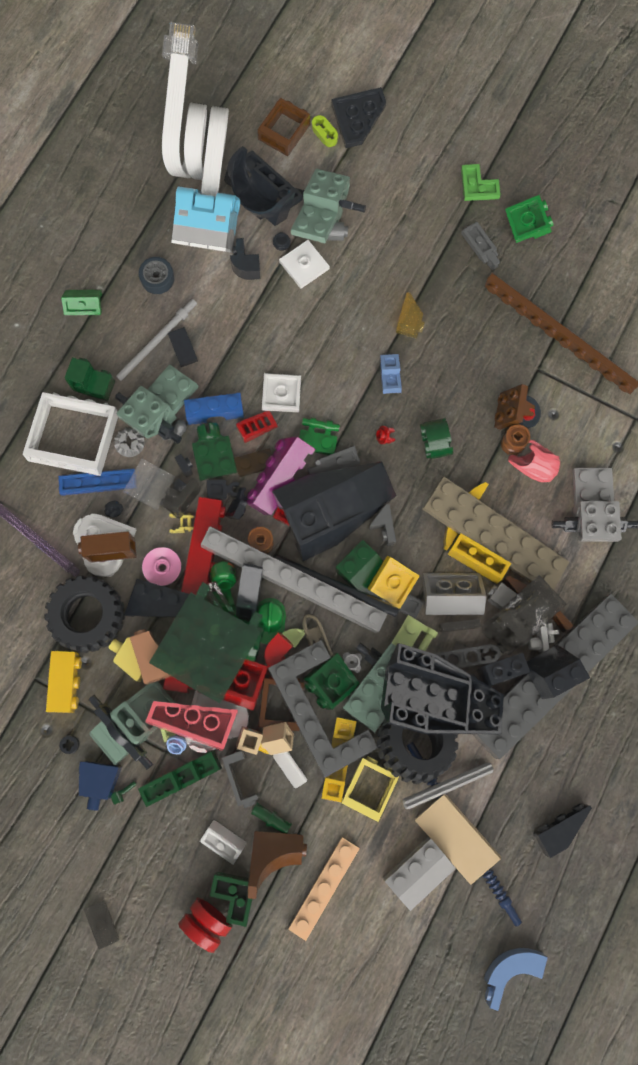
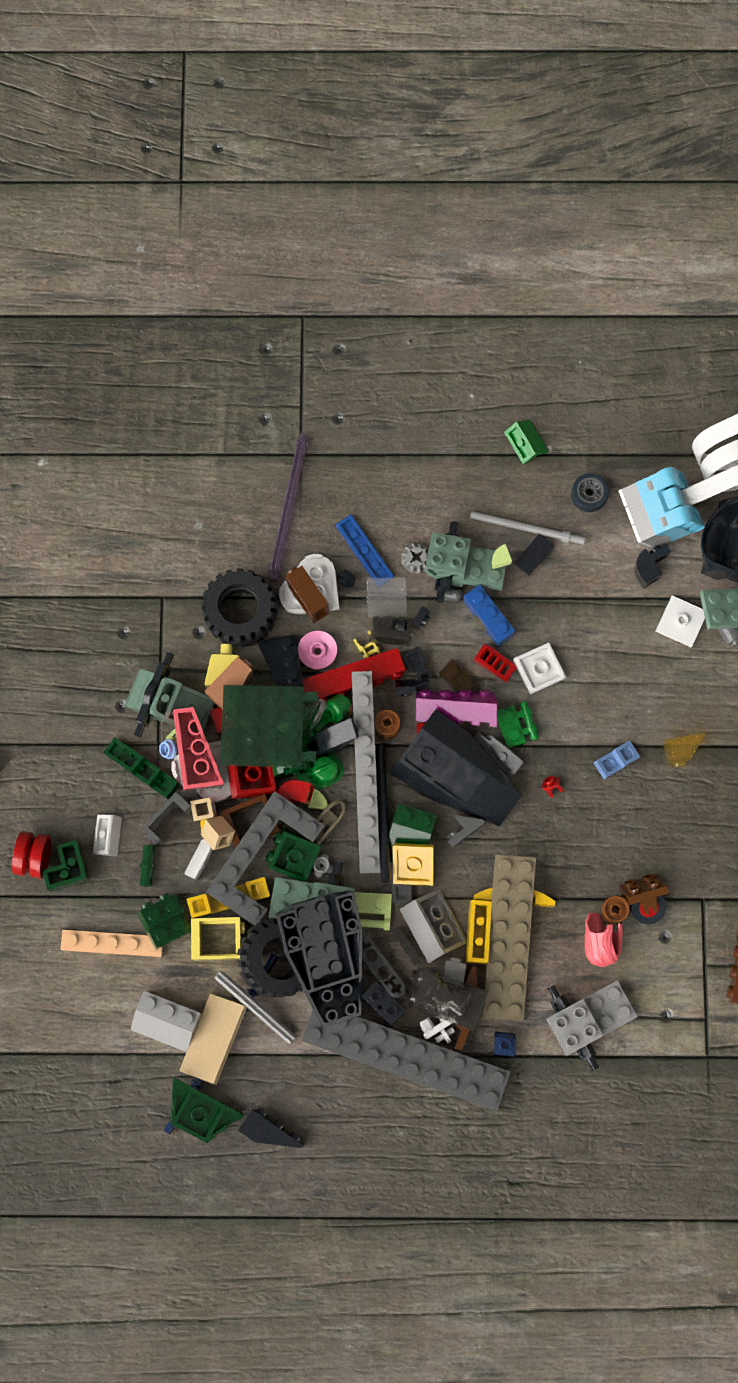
camera: 70 degrees right, 0 degrees up
(63, 682) = (171, 623): yellow brick -> none
(65, 740) = (120, 664): black bush -> none
(71, 403) = (429, 504): white window -> none
(87, 381) = (452, 486): dark green brick -> none
(97, 782) = (102, 699): dark blue torso -> none
(117, 796) = (98, 723): dark green hand -> none
(171, 370) = (501, 557): none -> yellowish green tile
(213, 453) = (447, 637): dark green plate -> none
(271, 853) = (118, 880): reddish brown arch -> none
(281, 241) = (691, 588): black plate -> none
(329, 829) = (164, 920): none -> dark green plate
(437, 438) = (573, 834): dark green brick -> none
(508, 965) = (133, 1144): medium blue arch -> none
(517, 885) = (199, 1112): none -> dark green wing
(556, 672) = (404, 1047): black slope -> none
(582, 587) = (504, 1044): none -> dark blue window

